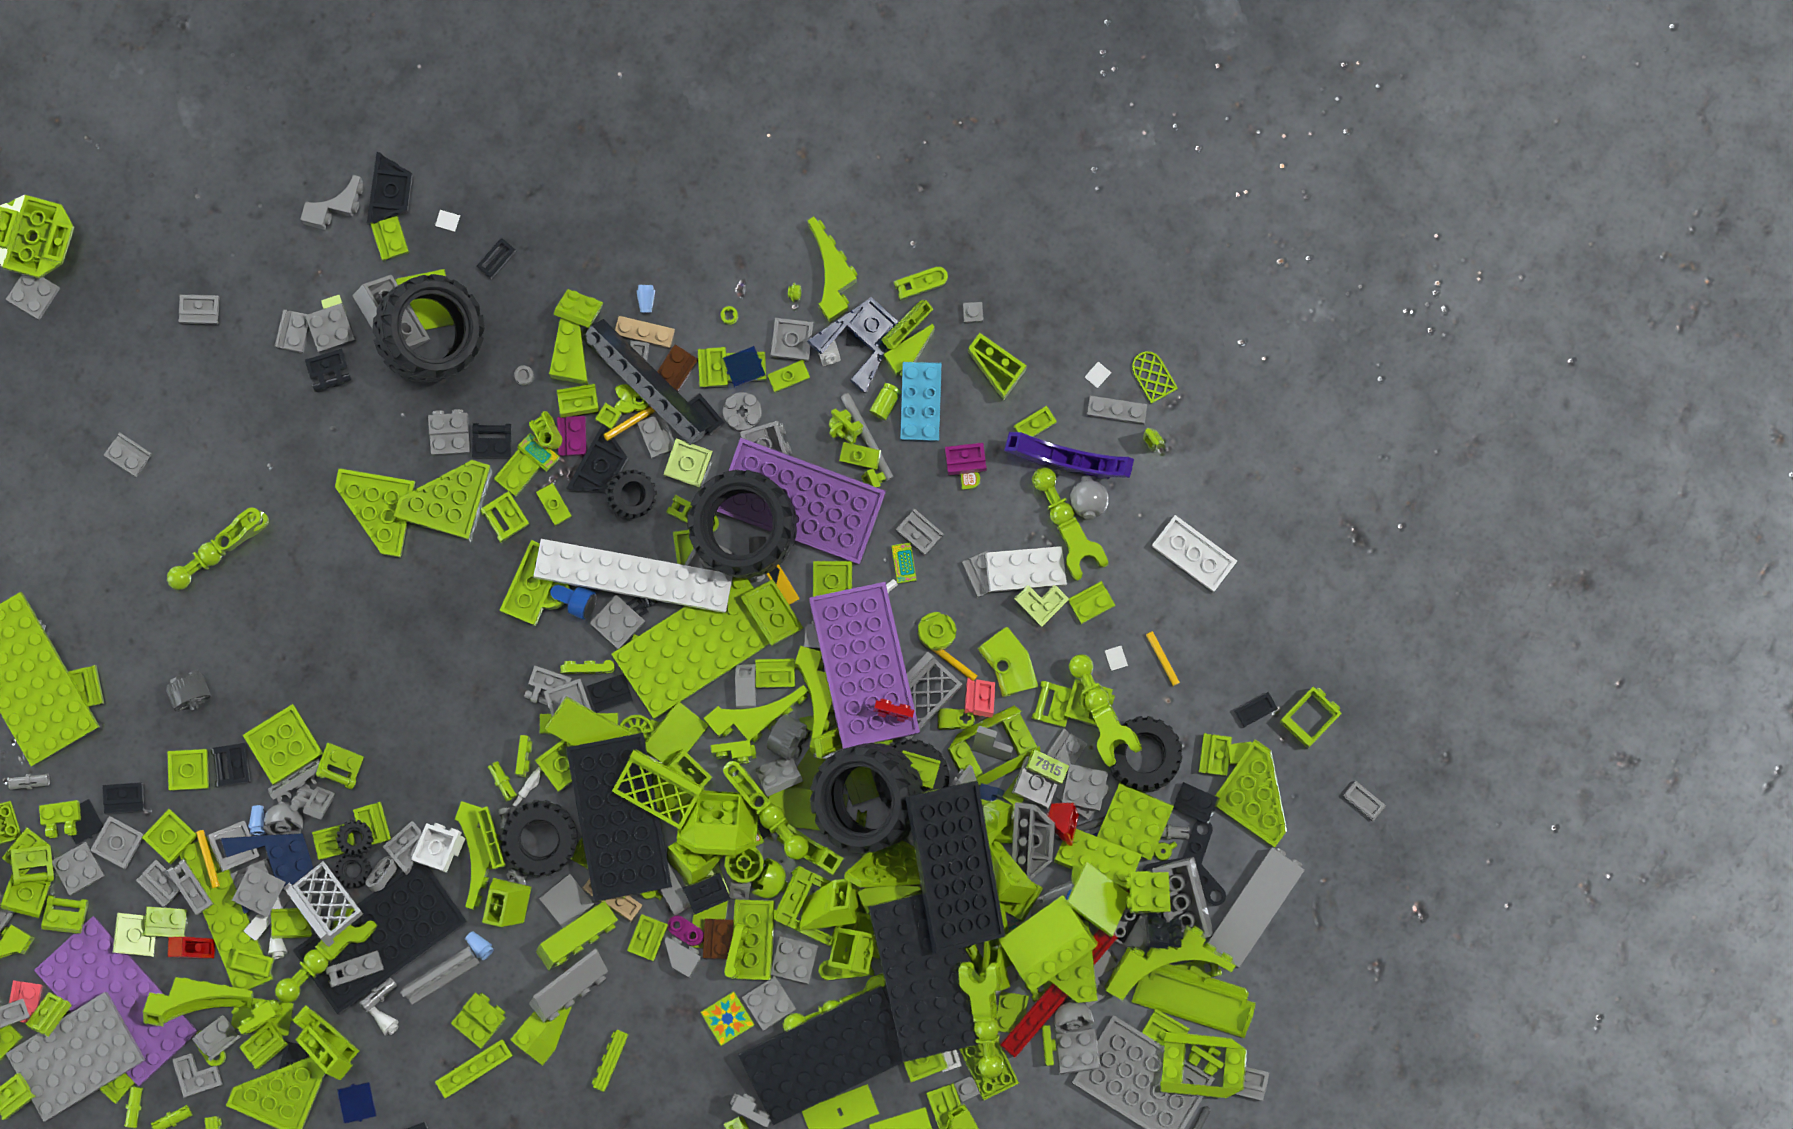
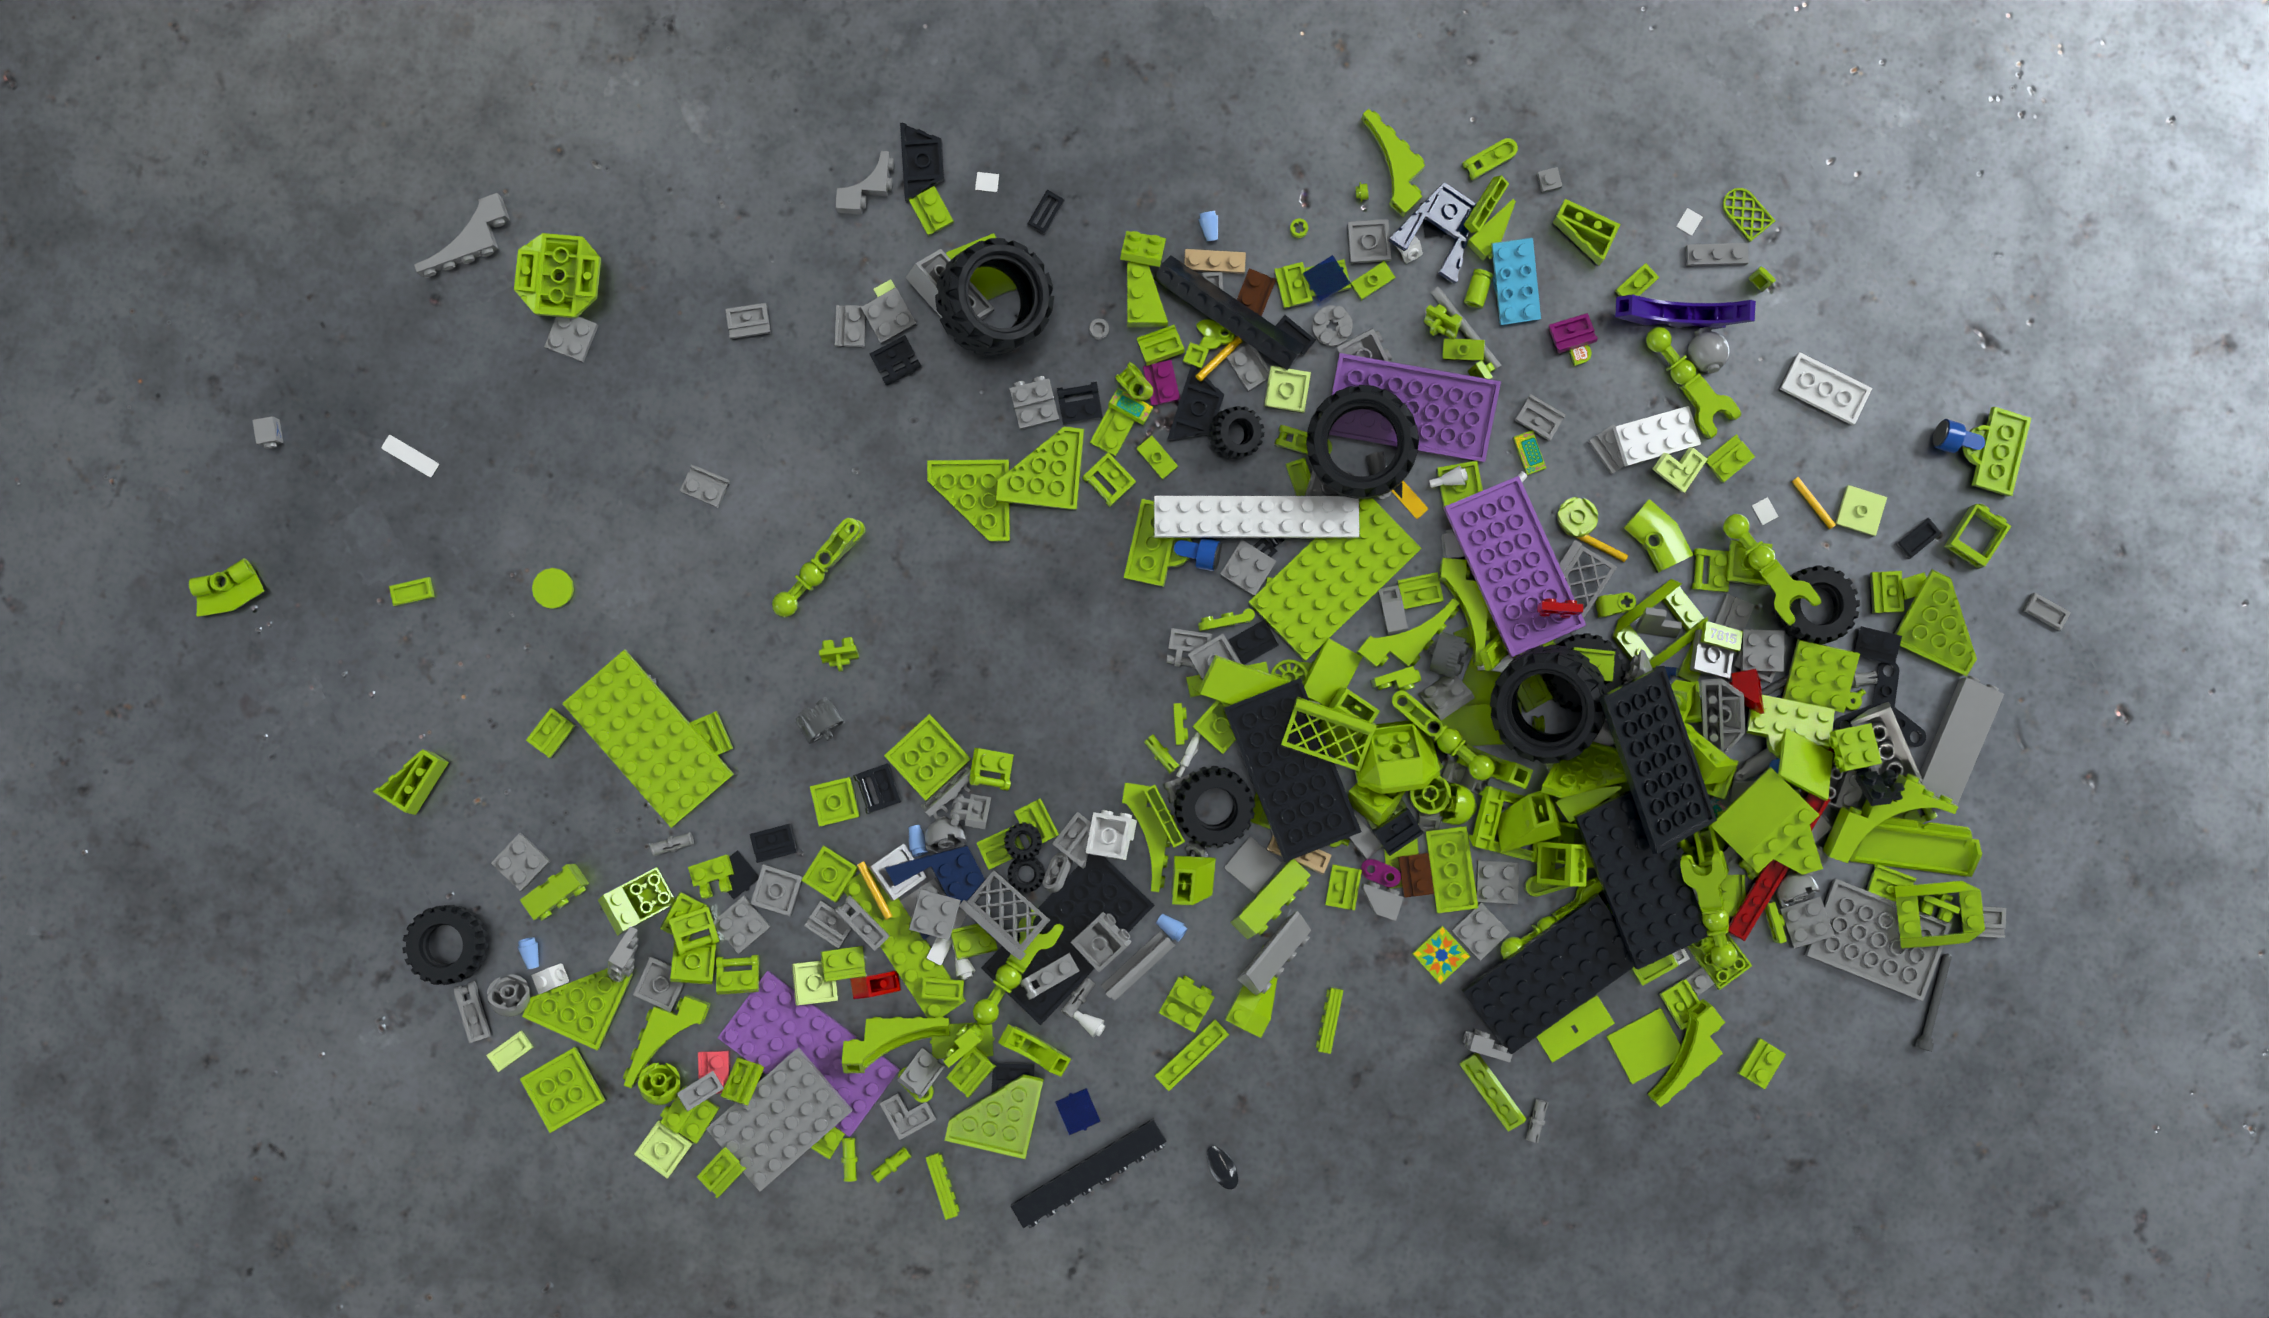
camera: 15 degrees left, 5 degrees up
(219, 634) = (840, 655): none -> lime hips
(324, 1053) = (1038, 1071): lime slope -> none
(409, 944) = (1101, 941): none -> light grey plate
(736, 951) = (1440, 886): lime plate -> none
(772, 612) = (1405, 528): lime tile -> none
(775, 850) = (1460, 775): none -> light grey slope
(827, 572) = (1454, 477): none -> white cone
(979, 697) = (1636, 577): coral plate -> none
(1206, 674) = (1861, 510): none -> yellowish green plate
(1339, 637) = (1991, 447): none -> lime plate

